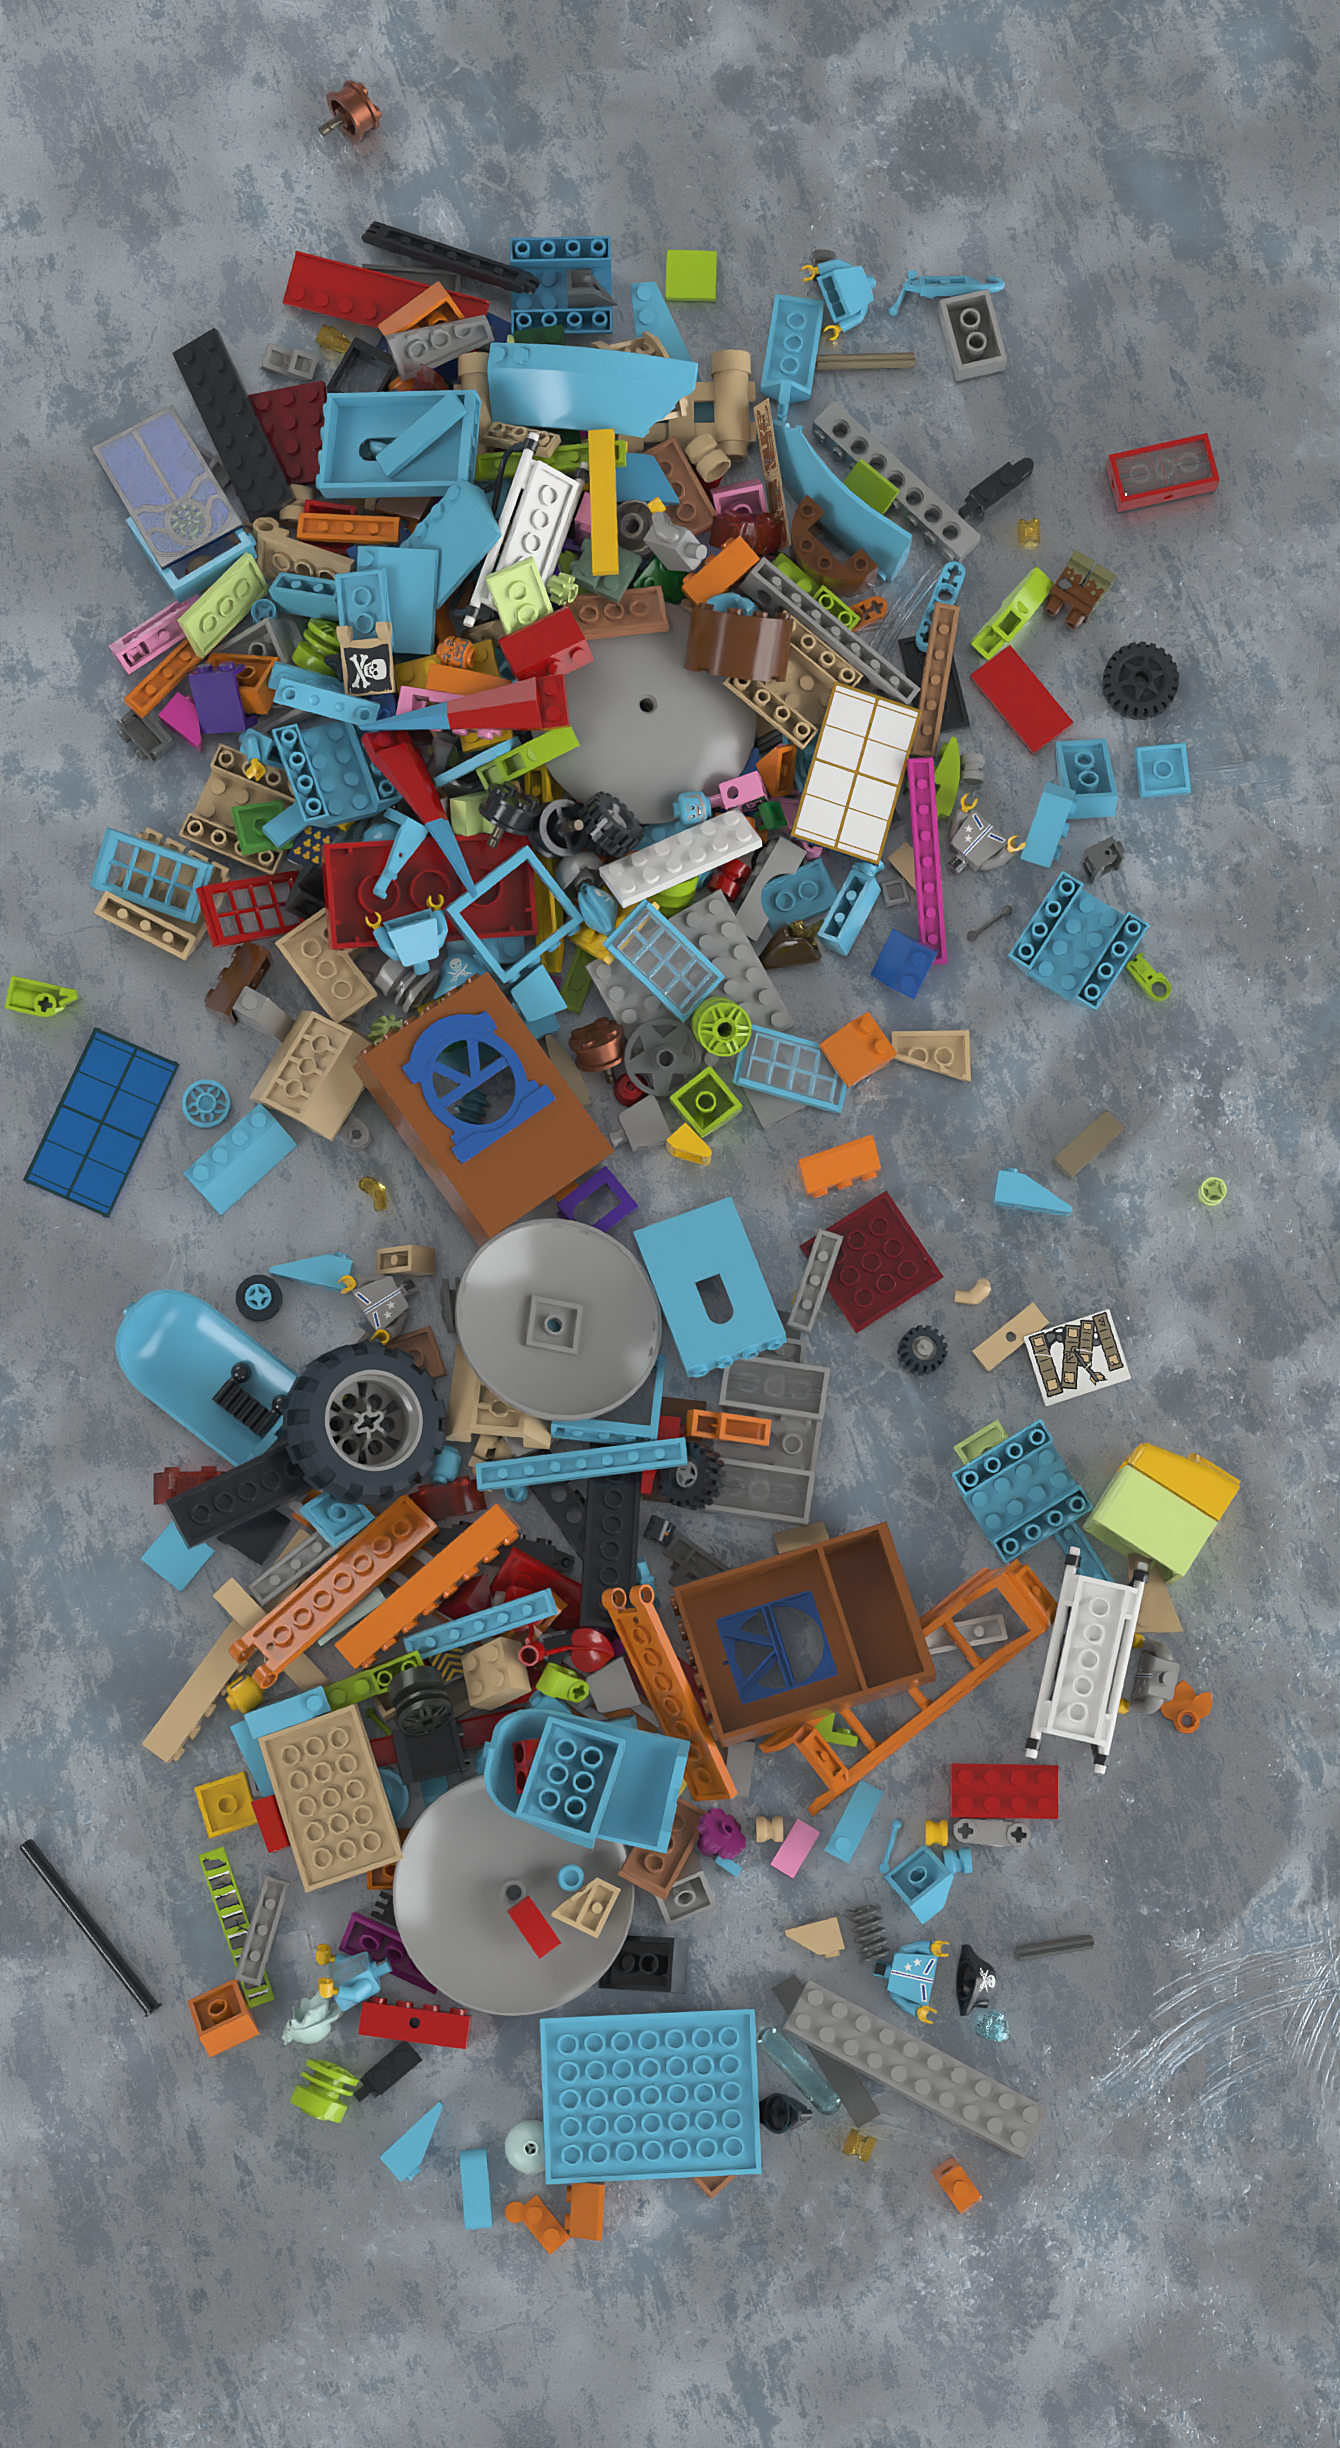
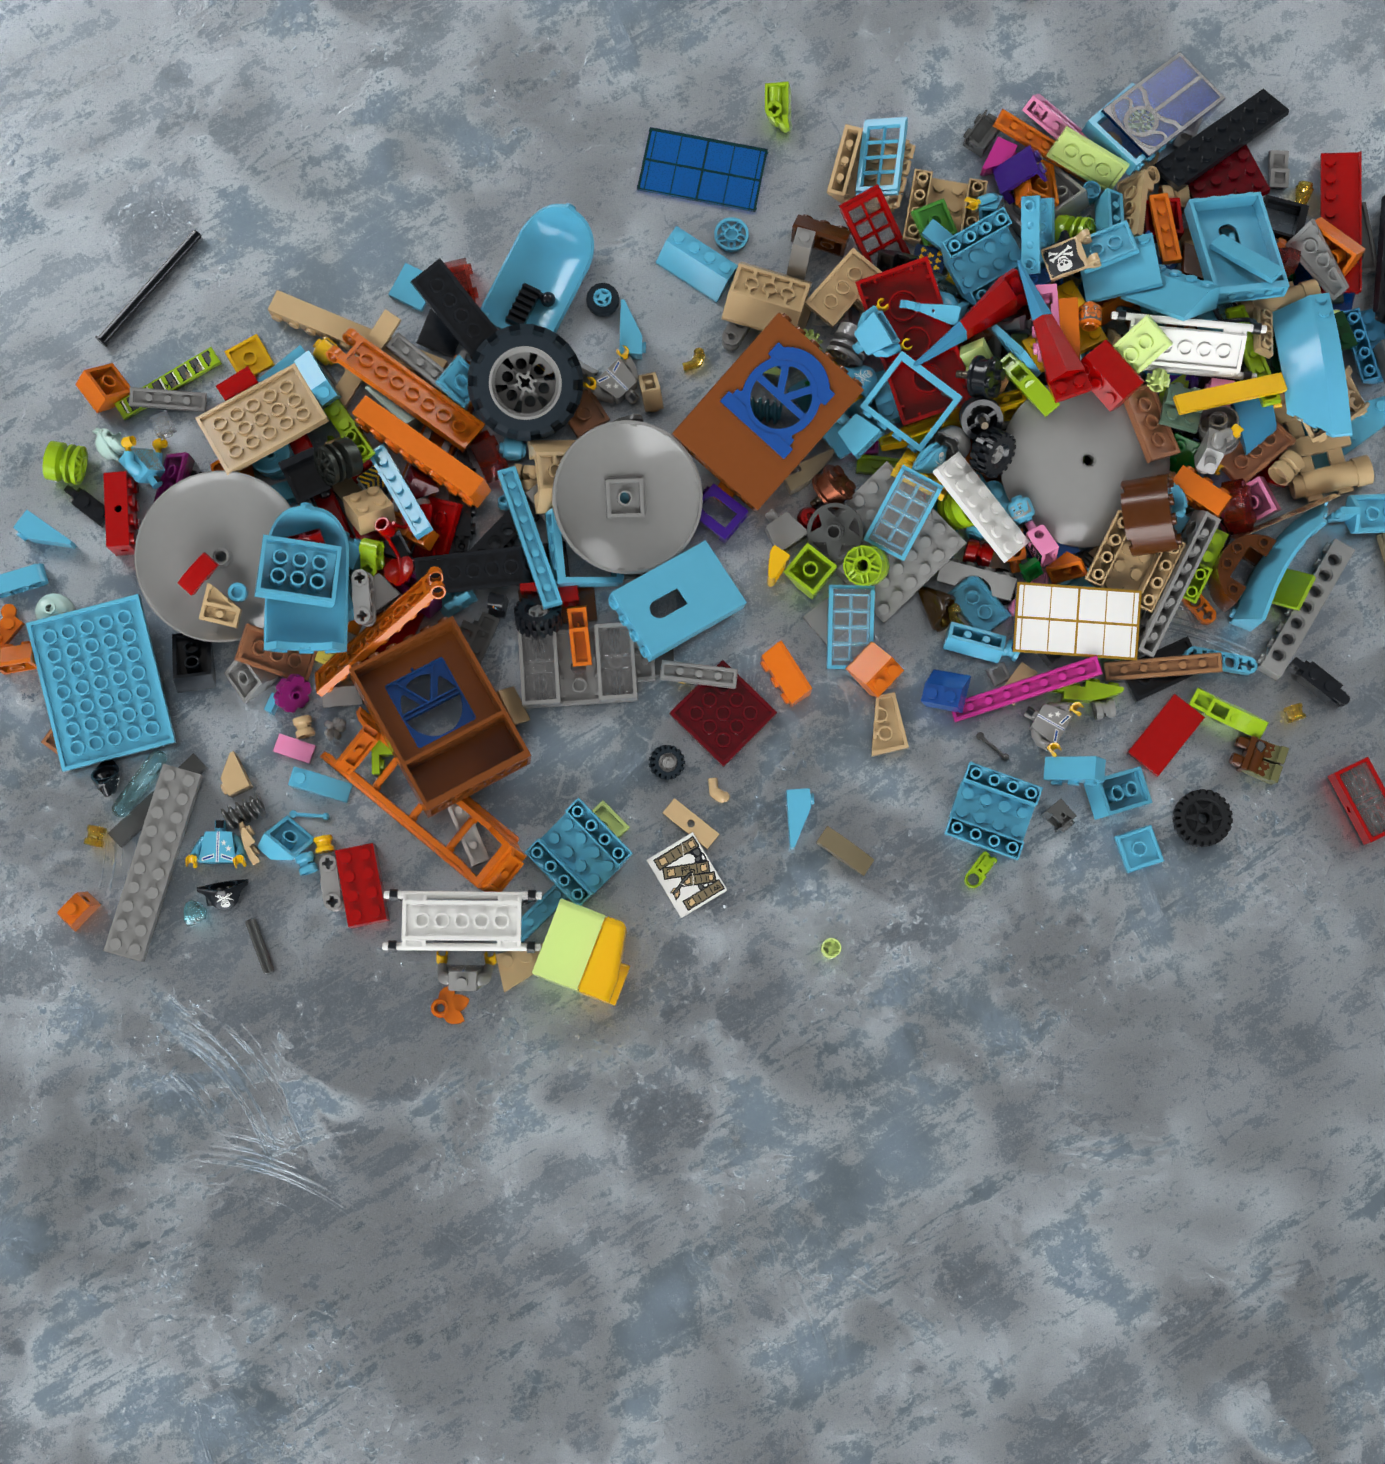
camera: 80 degrees right, 0 degrees up
(619, 1704) = (363, 598): none -> light grey piece
(779, 1788) = (334, 728): none -> light grey plant
(913, 1933) = (247, 837): none -> tan slope

